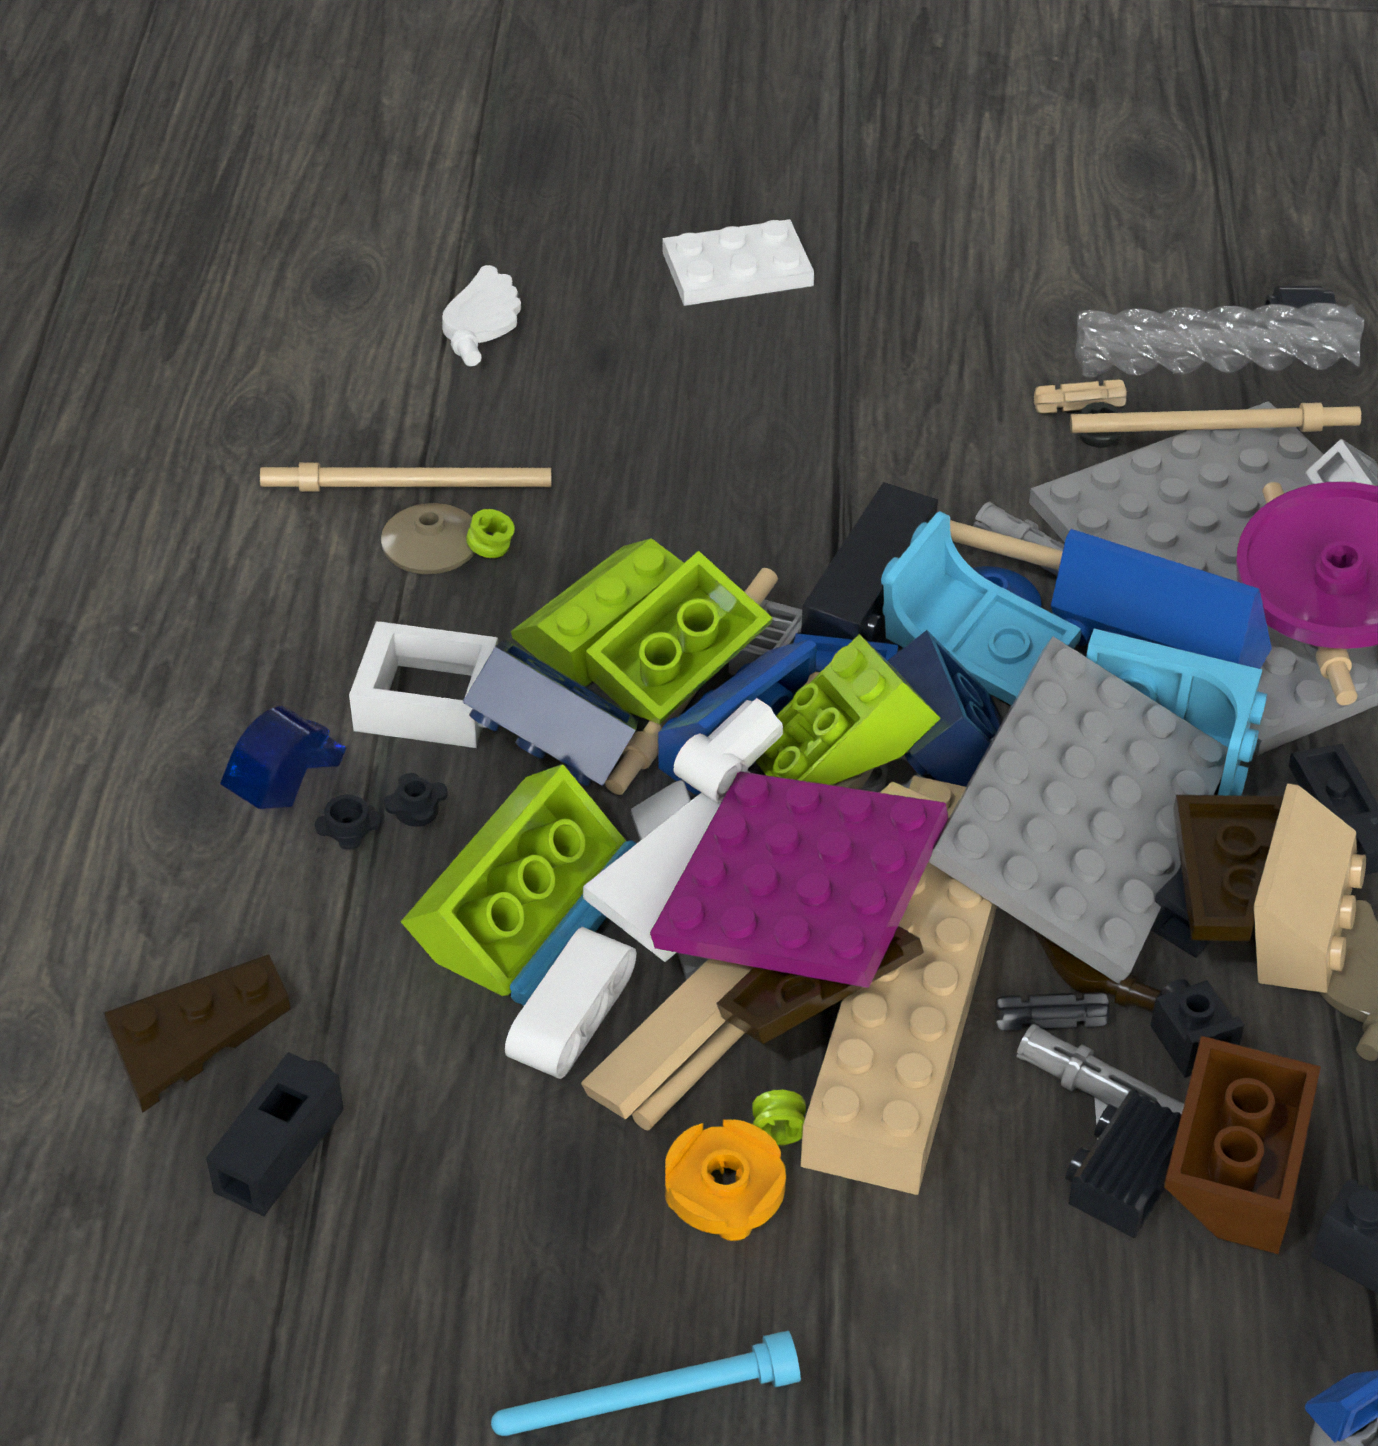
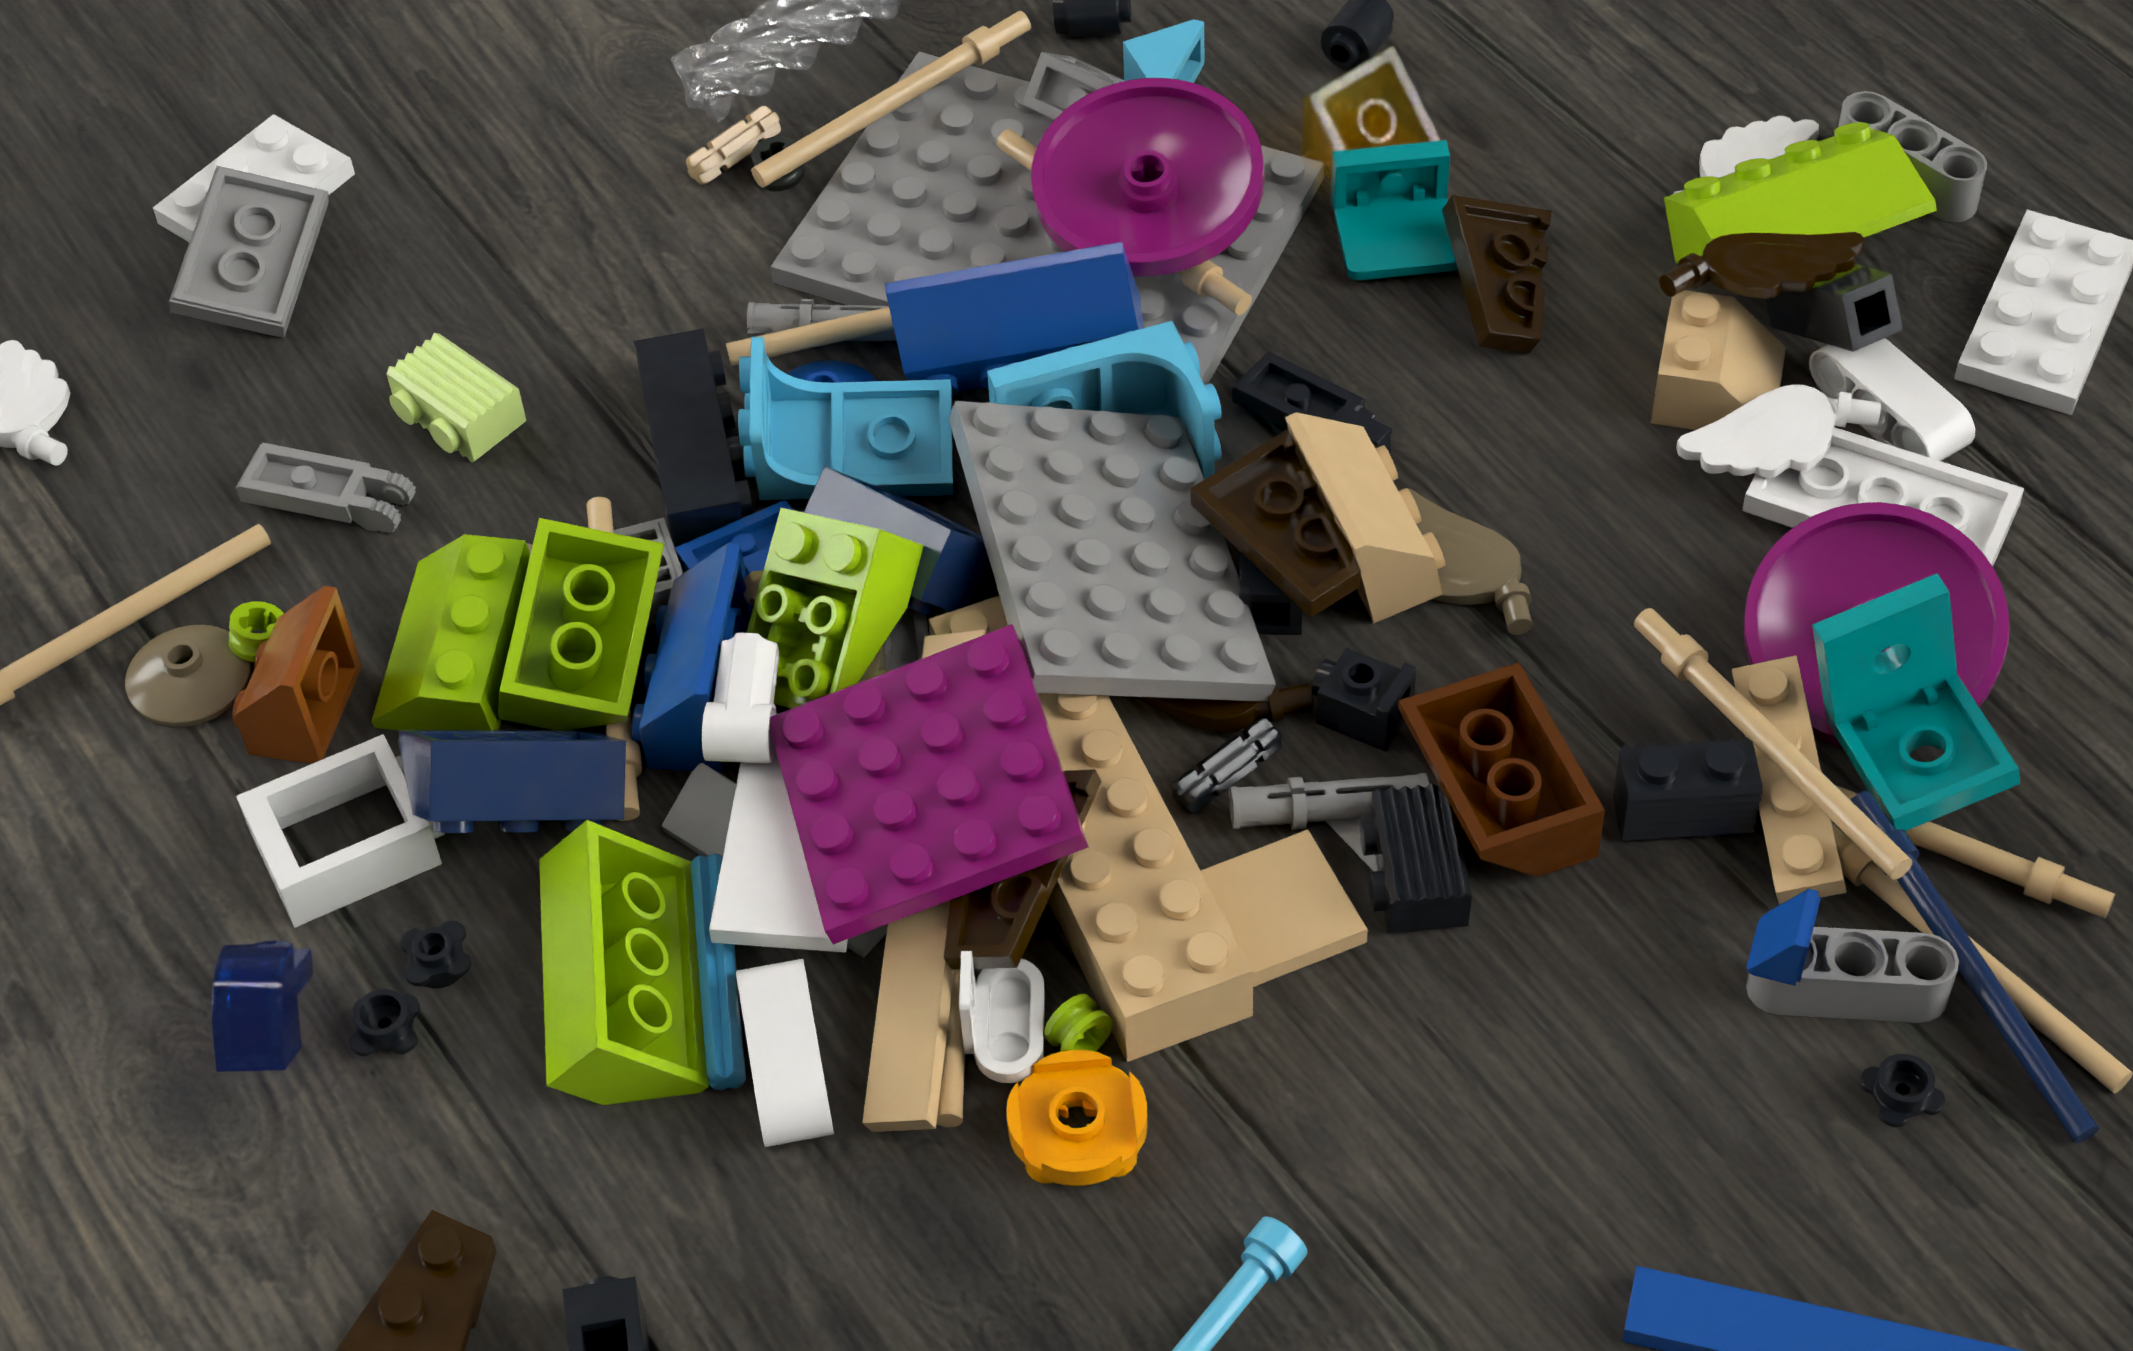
camera: 35 degrees left, 5 degrees up
(483, 579) = (299, 682): none -> dark orange slope
(611, 468) = (324, 487): none -> light grey hinge
(694, 295) = (249, 252): none -> light grey tile
(733, 1072) = (1002, 1018): none -> white bracket
(740, 457) = (454, 398): none -> yellowish green brick
(998, 1132) = (1285, 906): none -> tan tile

